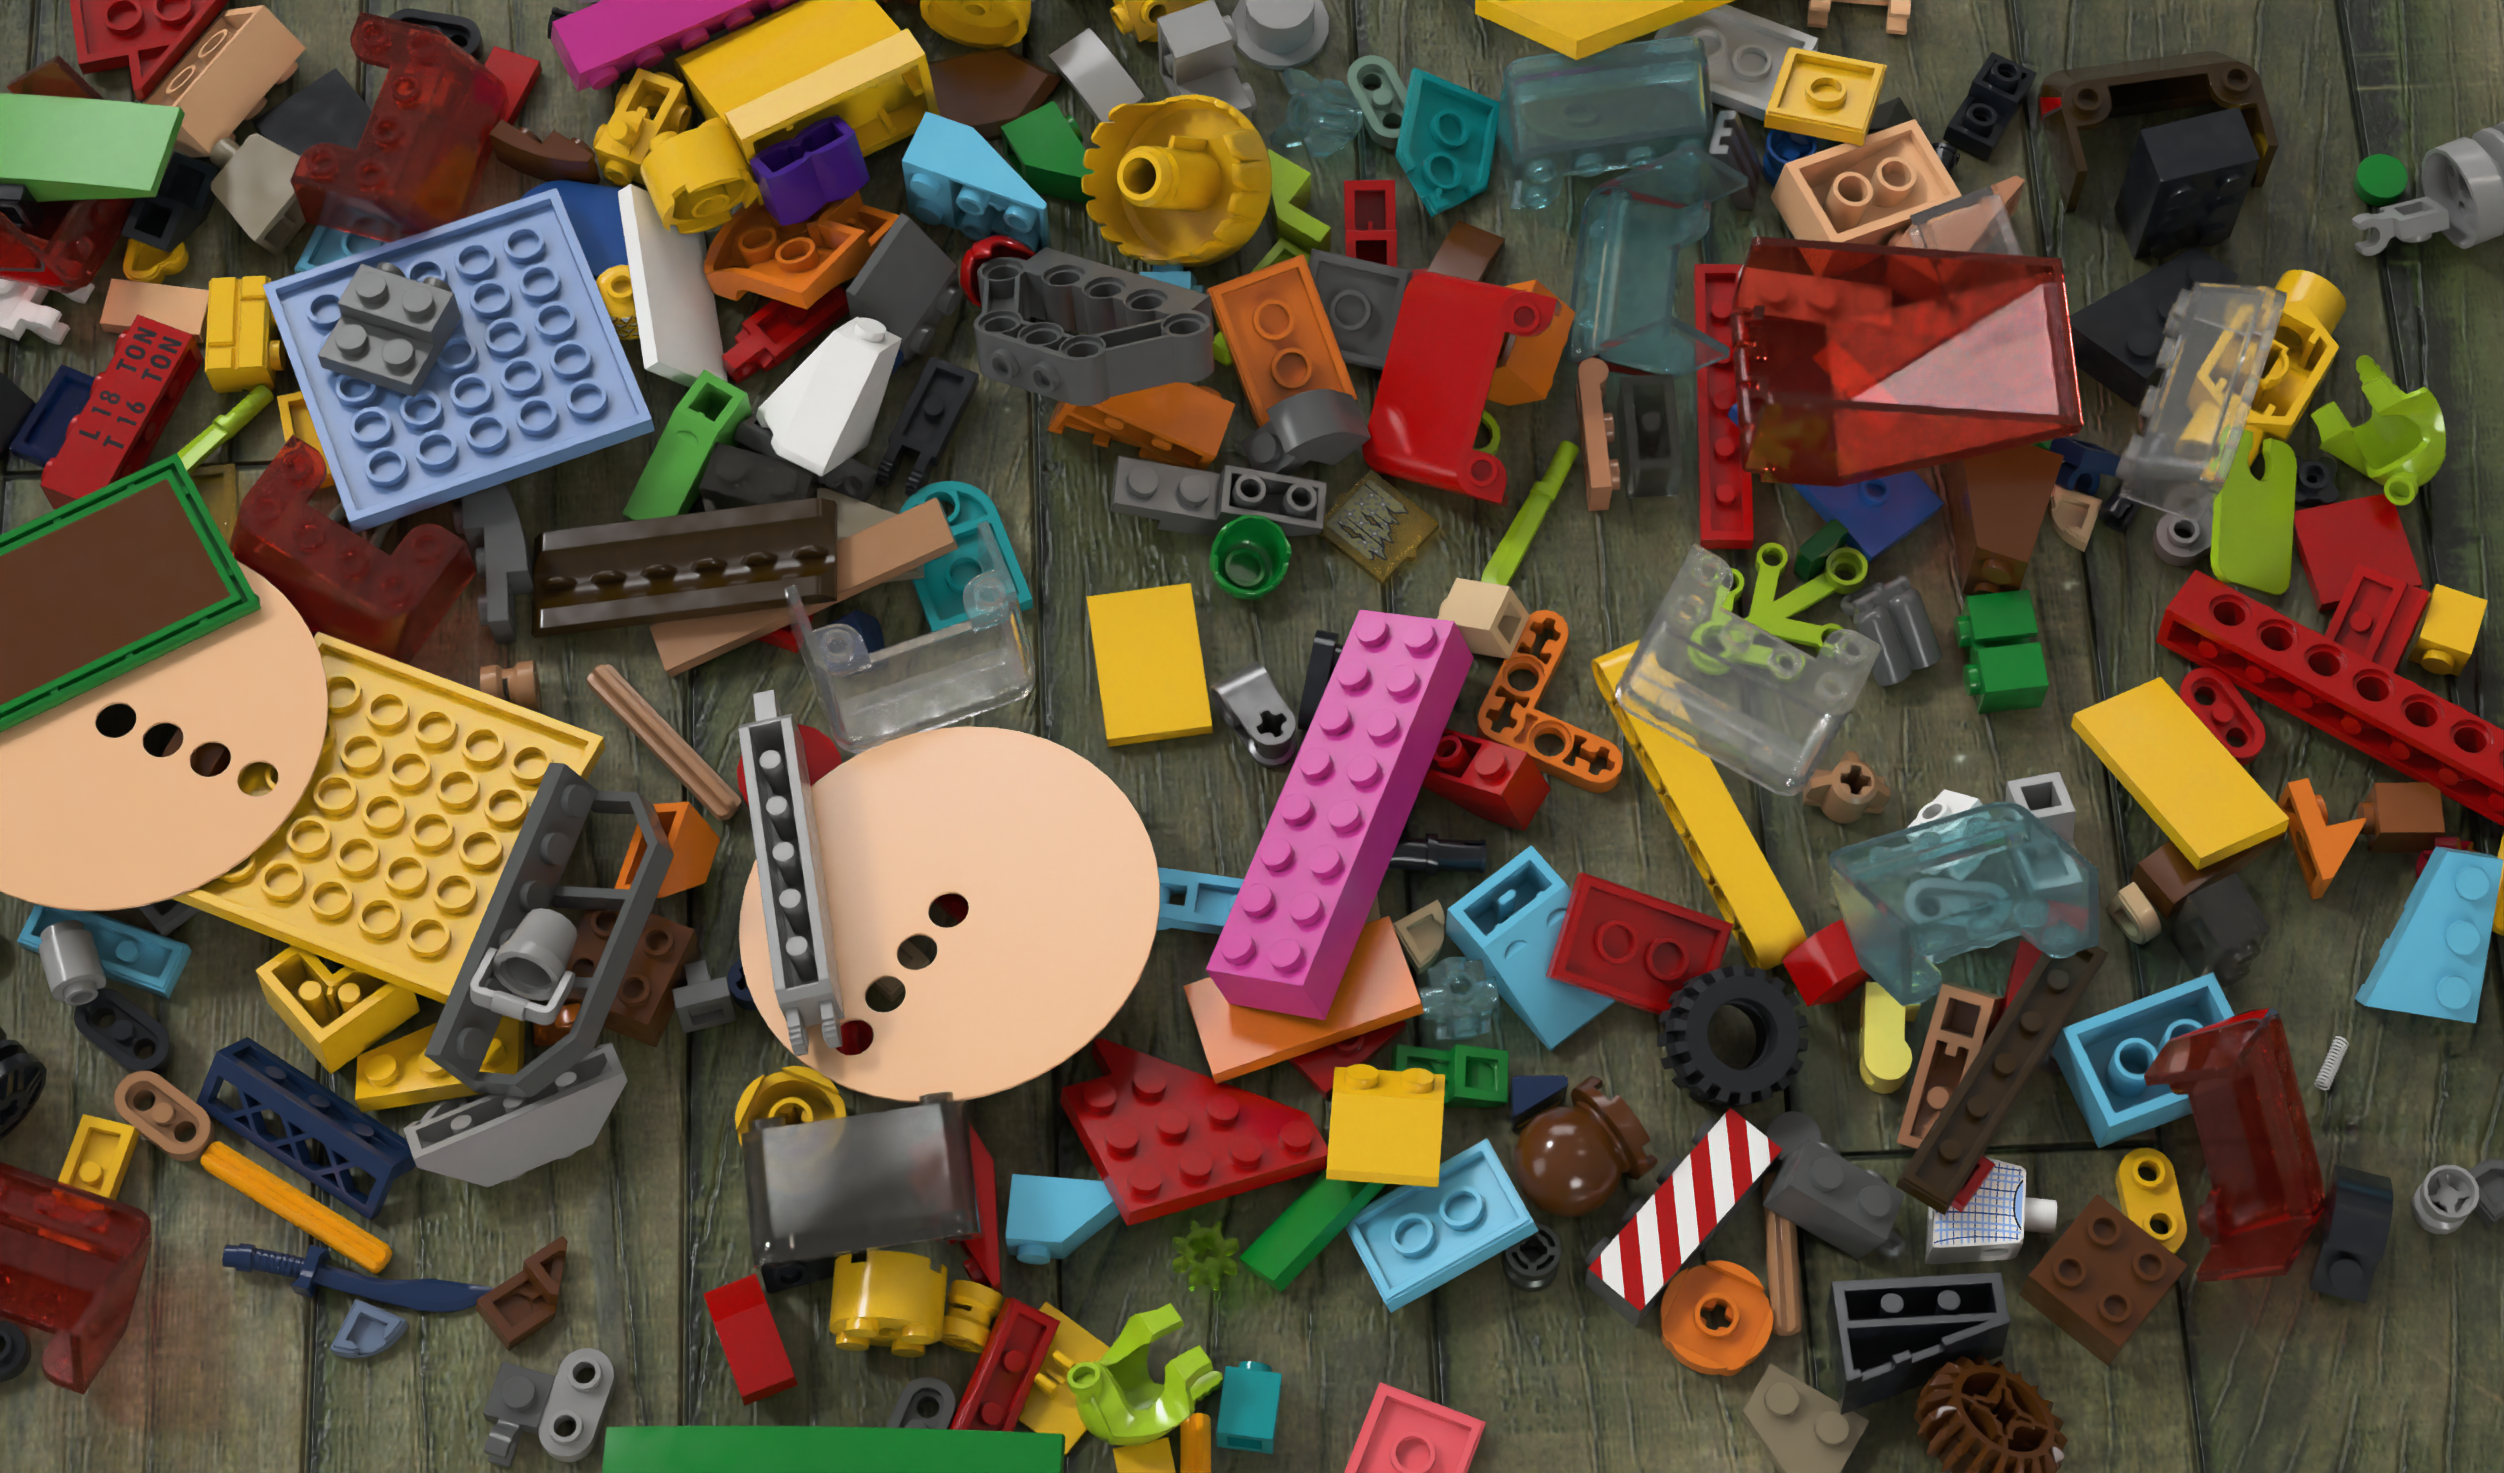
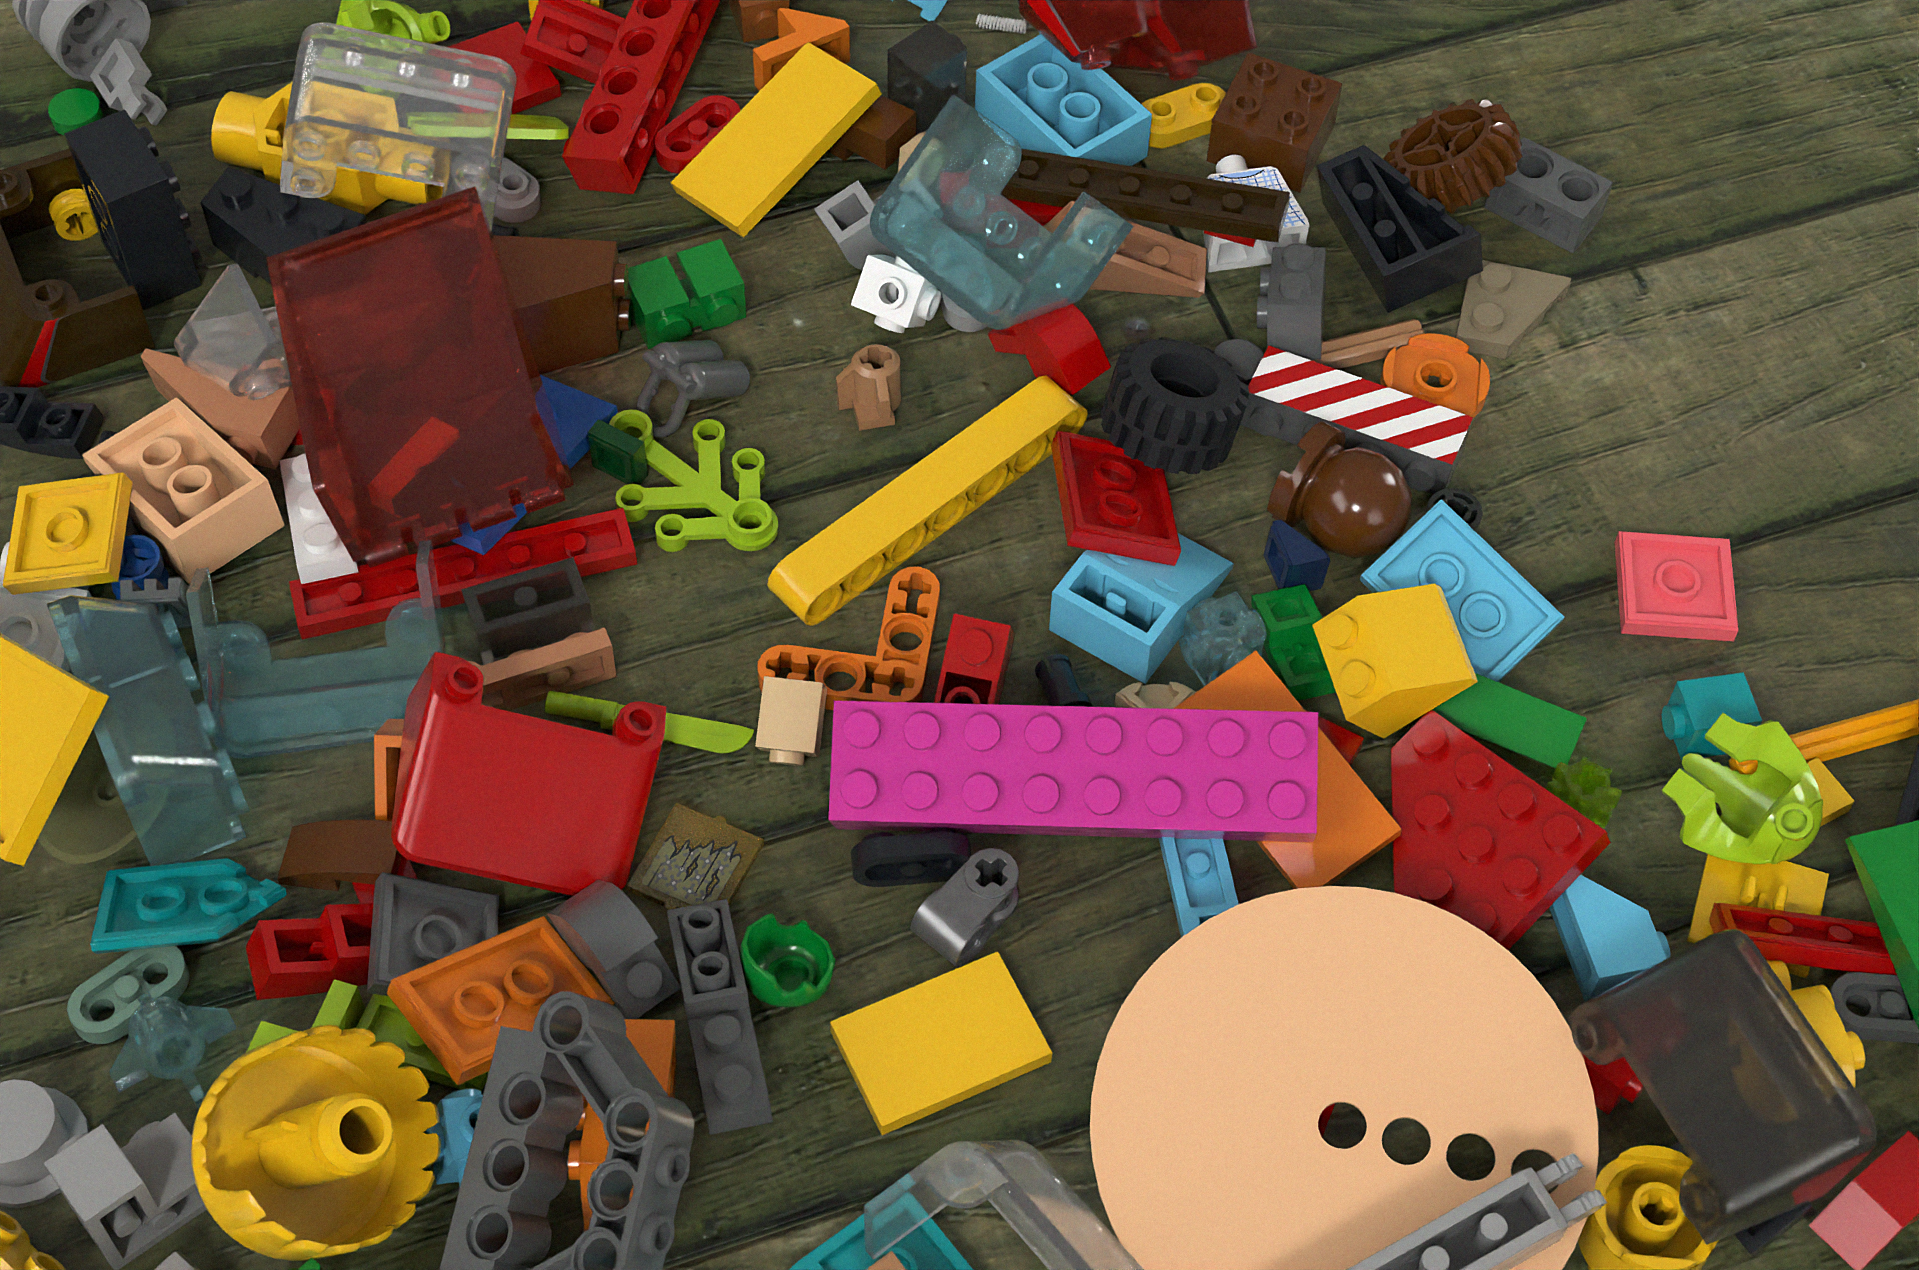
camera: 110 degrees left, 10 degrees down
(1738, 686) = (813, 471): clear windscreen -> none
(1882, 1043) = (1123, 309): light yellow leg -> none

